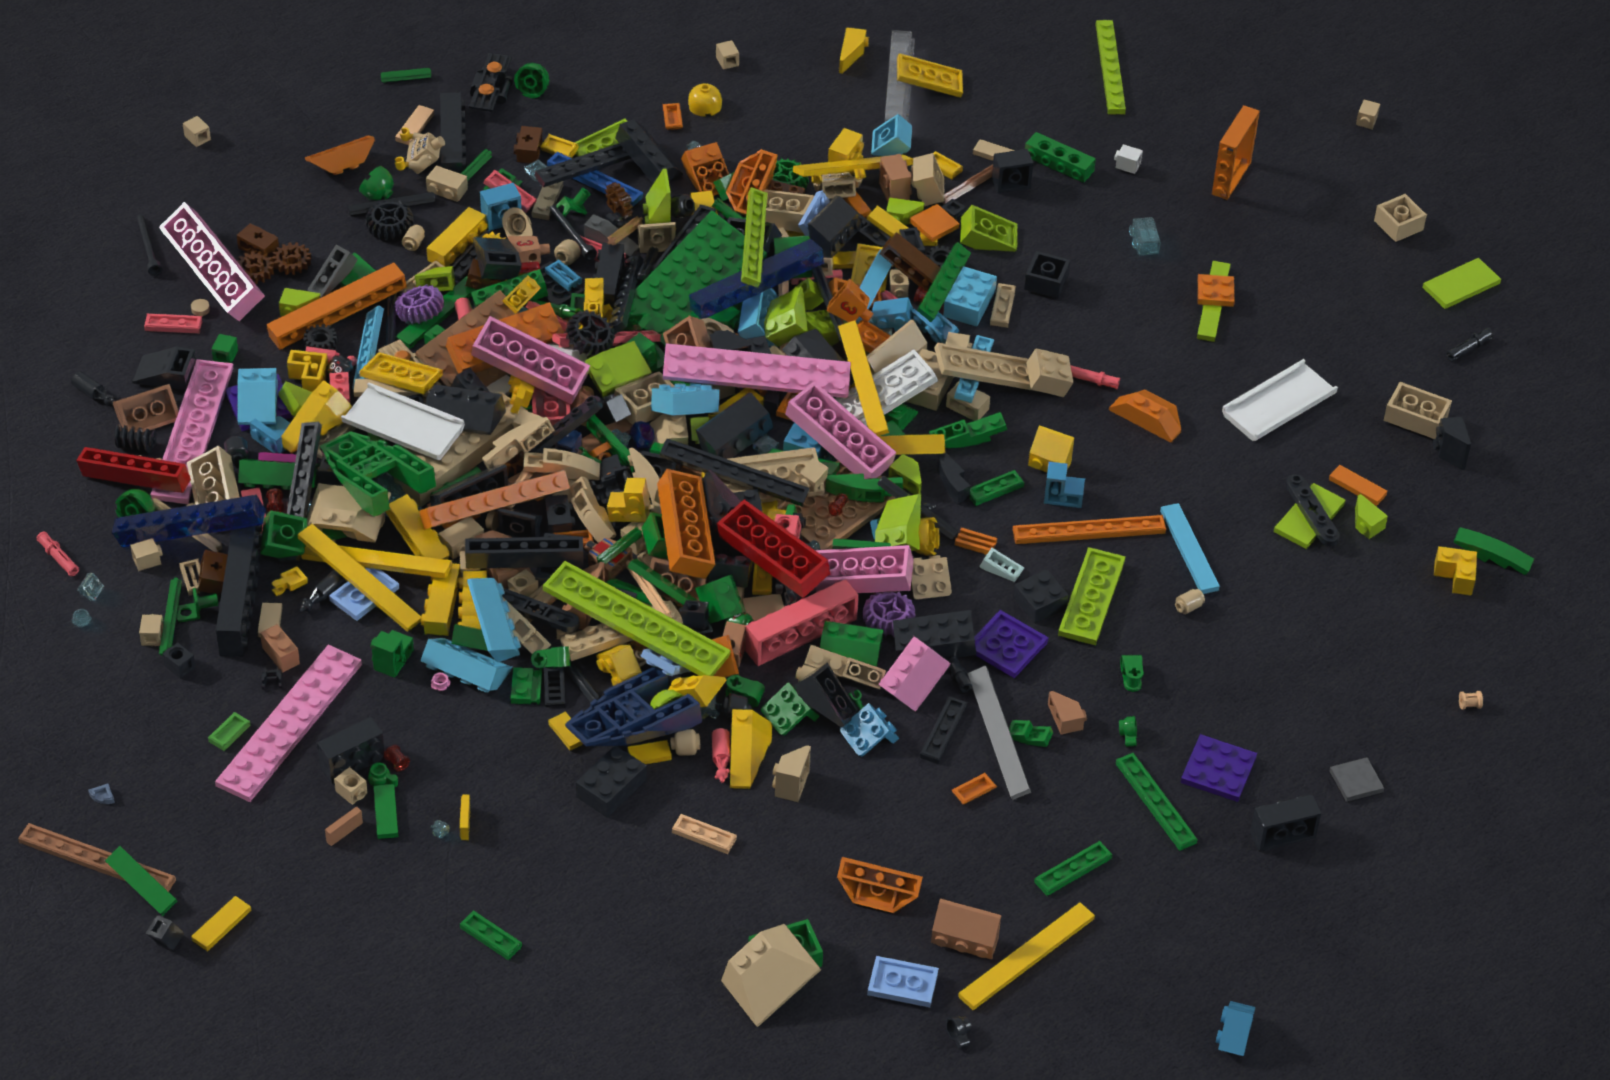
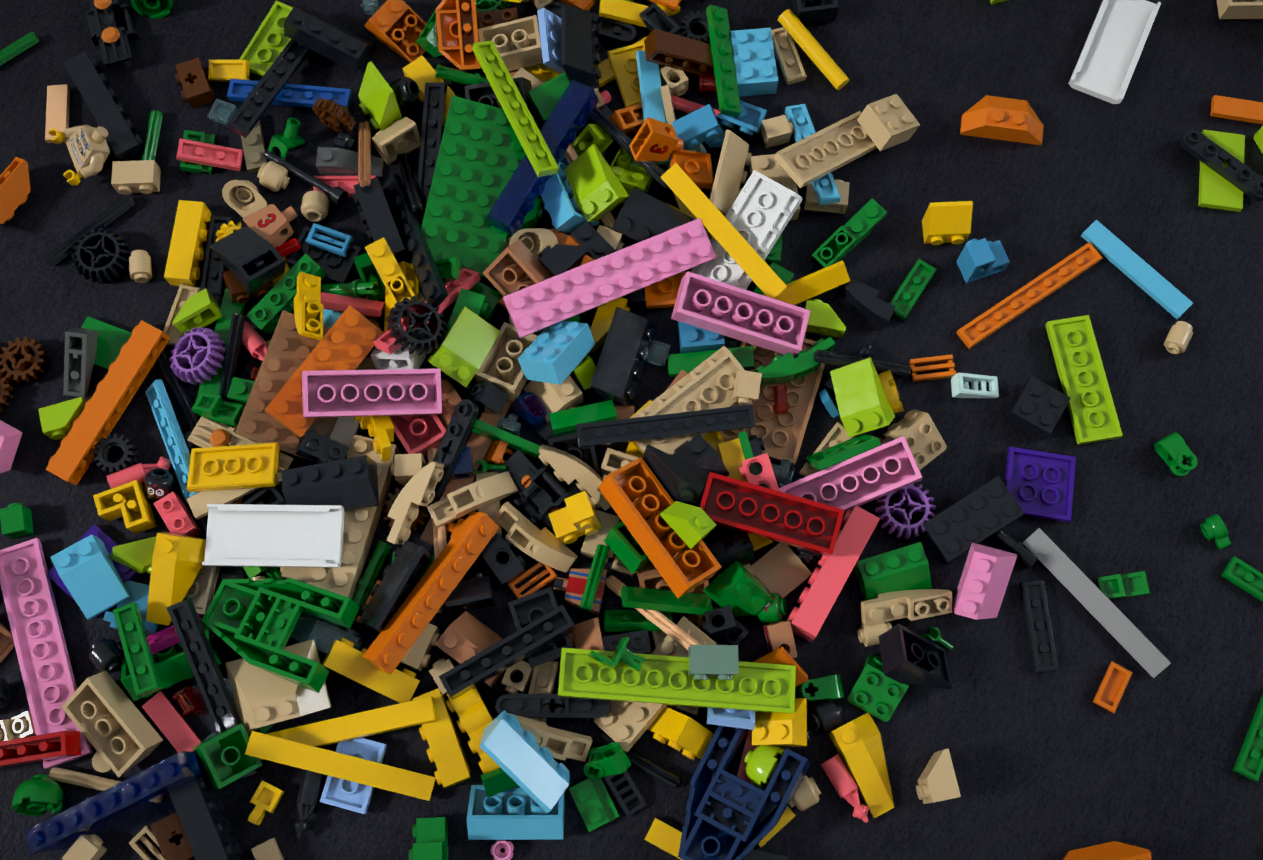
camera: 25 degrees left, 25 degrees up
(262, 446) = (137, 649): none -> green tile
(378, 185) = (63, 217): green cylinder -> none
(410, 337) = (216, 409): none -> green slope
(440, 317) = (232, 354): none -> black axle
(497, 201) = (208, 181): dark azure brick -> none
(548, 222) = (273, 176): none -> tan head
(604, 578) = (620, 655): none -> green bracket
(669, 612) = (713, 661): none -> sand green brick
(708, 525) = (688, 522): none -> lime slope
(868, 729) = (974, 671): dark azure bracket -> none
(882, 289) = (668, 104): none -> tan tile
(1024, 307) = (813, 49): none -> yellow piece
(1066, 713) = (1146, 543): nougat slope -> none
(1095, 377) = (930, 102): coral pin -> none

